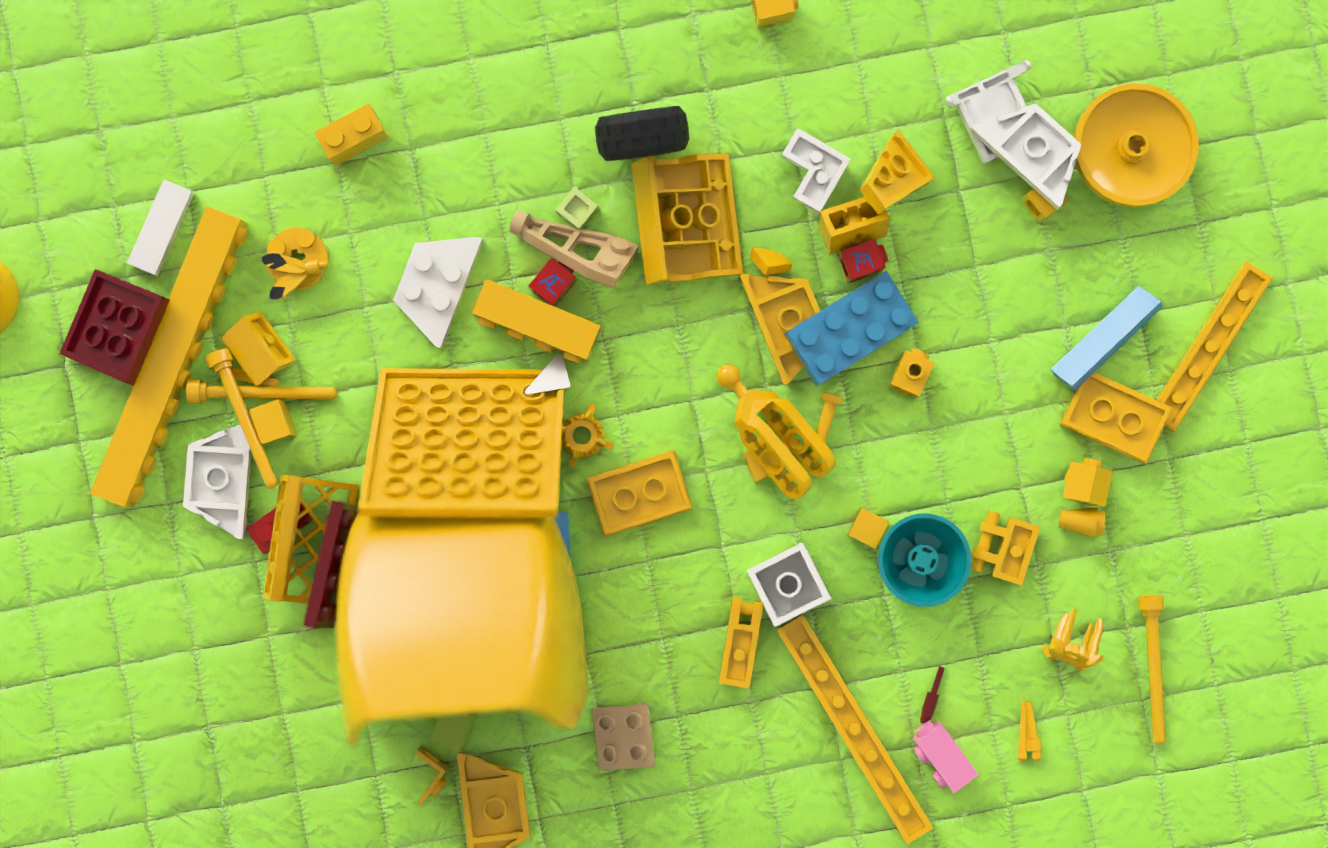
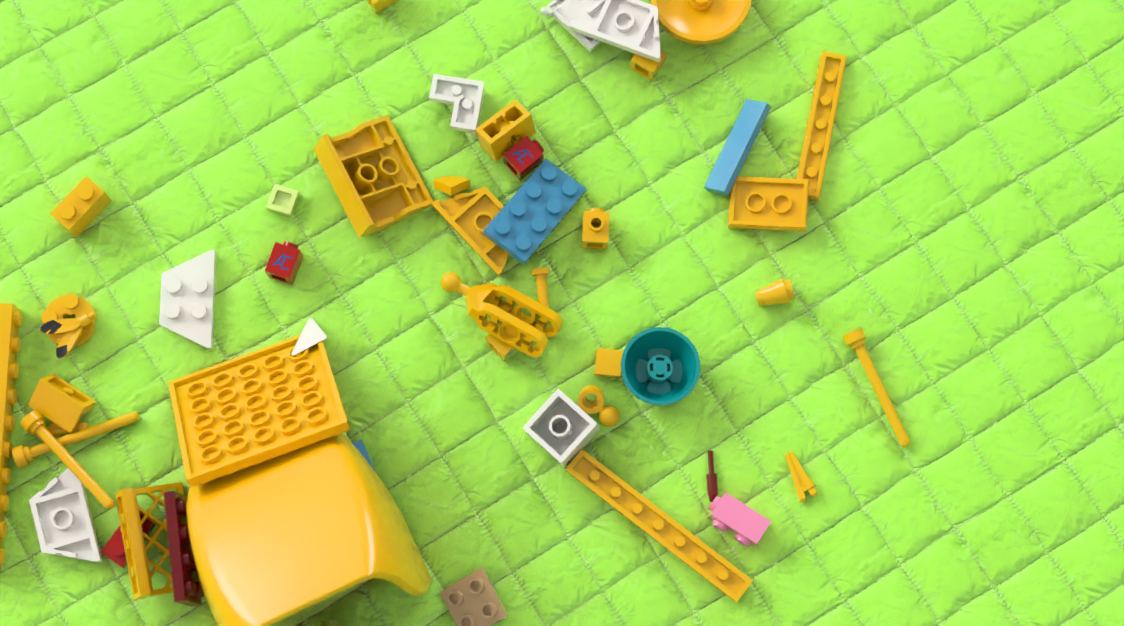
camera: 25 degrees left, 10 degrees down
(272, 421) = (92, 455): yellow panel -> none
(537, 321) = (281, 298): yellow brick -> none
(597, 436) = (363, 379): yellow piece -> none
(607, 266) = (323, 232): tan plate -> none
(639, 493) = (414, 404): yellow tile -> none
(642, 133) = (312, 119): black tyre -> none
(740, 644) = (541, 492): yellow plate -> none
(845, 586) = (608, 415): none -> yellow plate
(895, 174) = (524, 82): yellow wing -> none
(1014, 550) = (731, 337): yellow plate -> none
(1081, 656) = (817, 391): yellow piece -> none
(1087, 482) = (766, 261): yellow brick -> none

